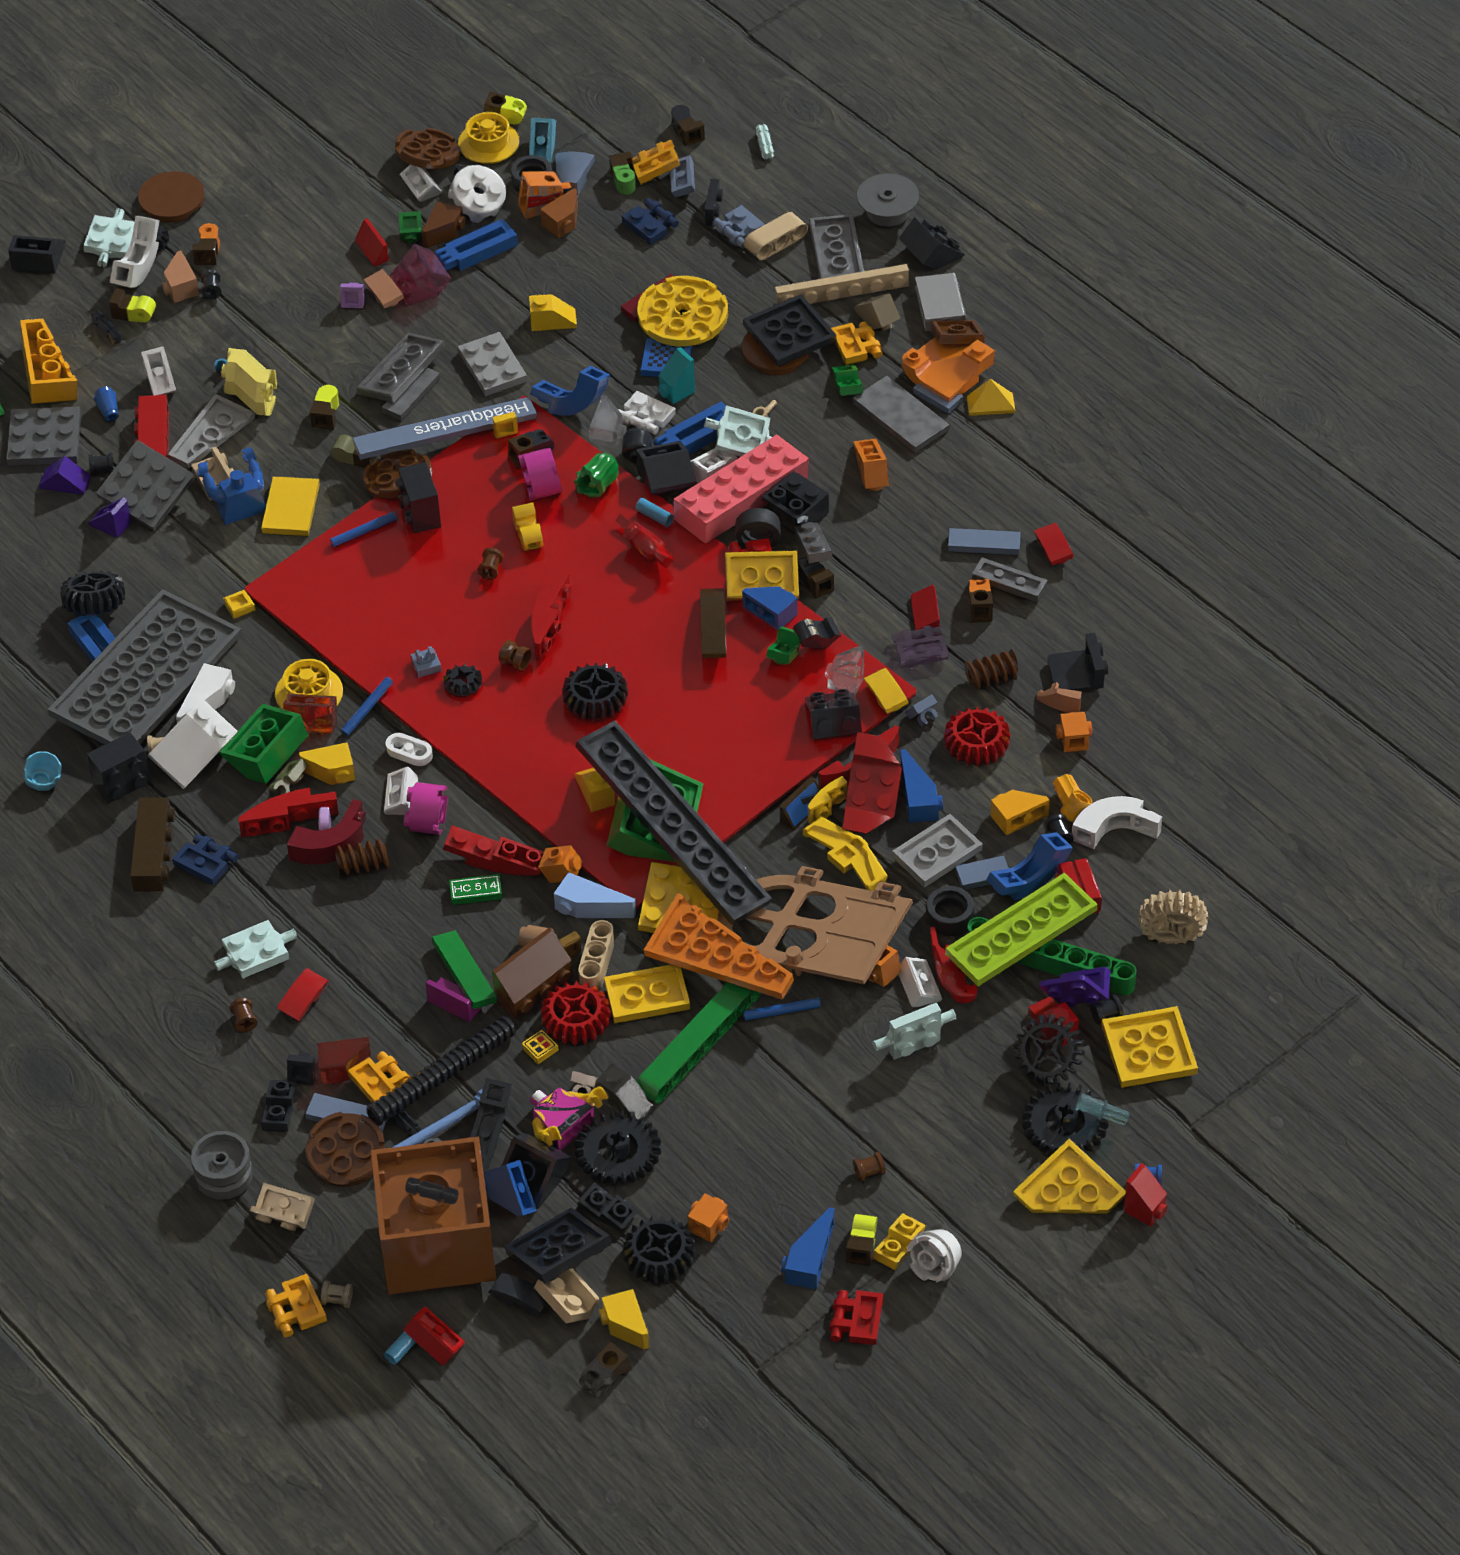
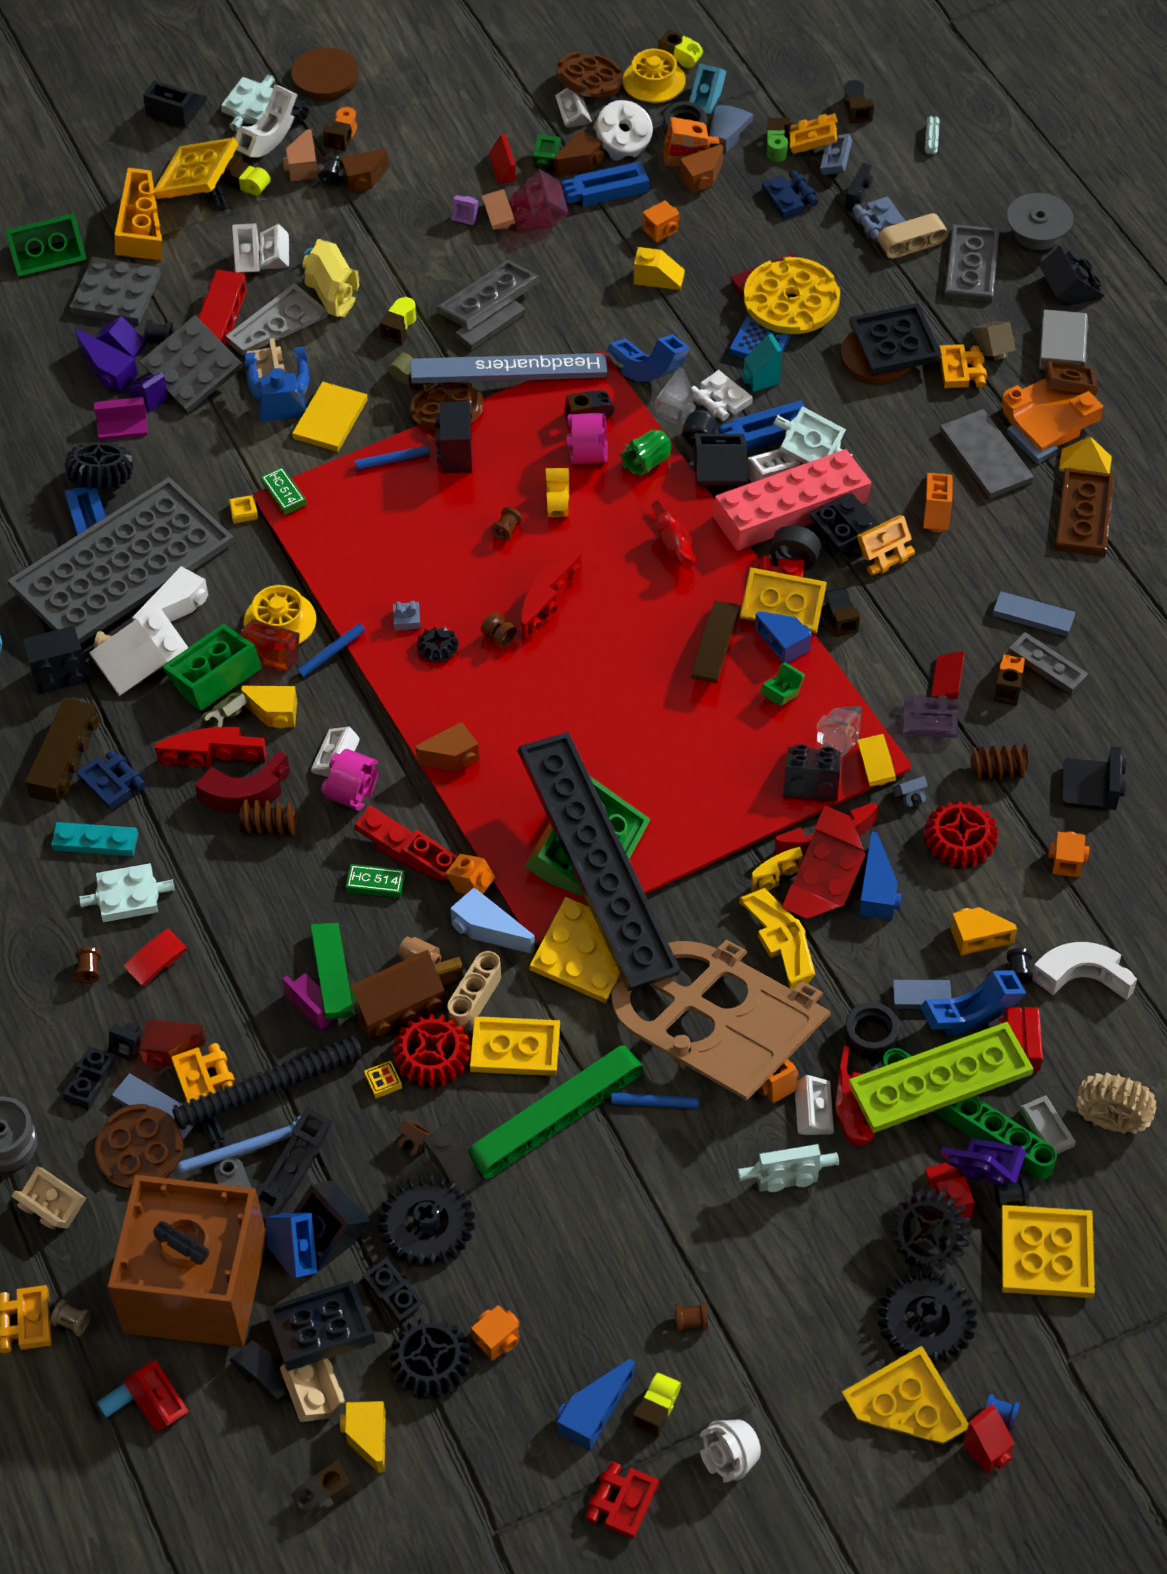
camera: 15 degrees right, 5 degrees up
(63, 502) = (110, 365): none -> dark purple slope
(83, 308) = (195, 168): none -> yellow plate
(94, 548) = (121, 418): none -> magenta panel
(107, 403) = (187, 270): blue cone -> none
(182, 367) = (274, 248): none -> white slope
(208, 912) = (94, 839): none -> teal plate
(242, 278) = (364, 169): none -> reddish brown slope
(273, 579) = (283, 490): none -> green tile
(324, 818) = (244, 766): lavender tile -> none
(412, 749) = (360, 709): white plate -> none
(492, 363) = (582, 310): light grey plate -> none
(505, 425) = (570, 378): yellow tile -> none
(506, 765) = (449, 749): none -> dark orange slope
(539, 269) = (660, 221): none -> orange brick
(563, 1114) = (377, 1168): torso -> none
(595, 691) = (568, 689): black gear -> none
(595, 789) = (531, 805): yellow slope -> none
(654, 512) = (694, 505): dark azure axle -> none
(709, 948) = (593, 1013): orange wing -> none
(764, 411) = (842, 421): tan hand -> none
(795, 807) = (738, 871): slope -> none
(813, 542) = (849, 575): flat silver plate -> none
(817, 633) = (820, 678): black leg -> none
(833, 504) = (883, 538): none -> light orange plate
(846, 285) = (969, 303): tan plate -> none
(847, 380) = (941, 405): green slope -> none
(894, 1247) = (700, 1412): yellow slope -> none
(937, 850) = (879, 956): light grey plate -> none
(1003, 445) = (1084, 512): none -> reddish brown tile
(1054, 544) = (1107, 634): red slope -> none
(1061, 699) = (1065, 813): nougat slope -> none
(1070, 795) = (1044, 932): light orange piece -> none
(1102, 1109) = (970, 1318): clear light blue axle -> none
(1116, 946) = (1047, 1124): none -> light grey tile

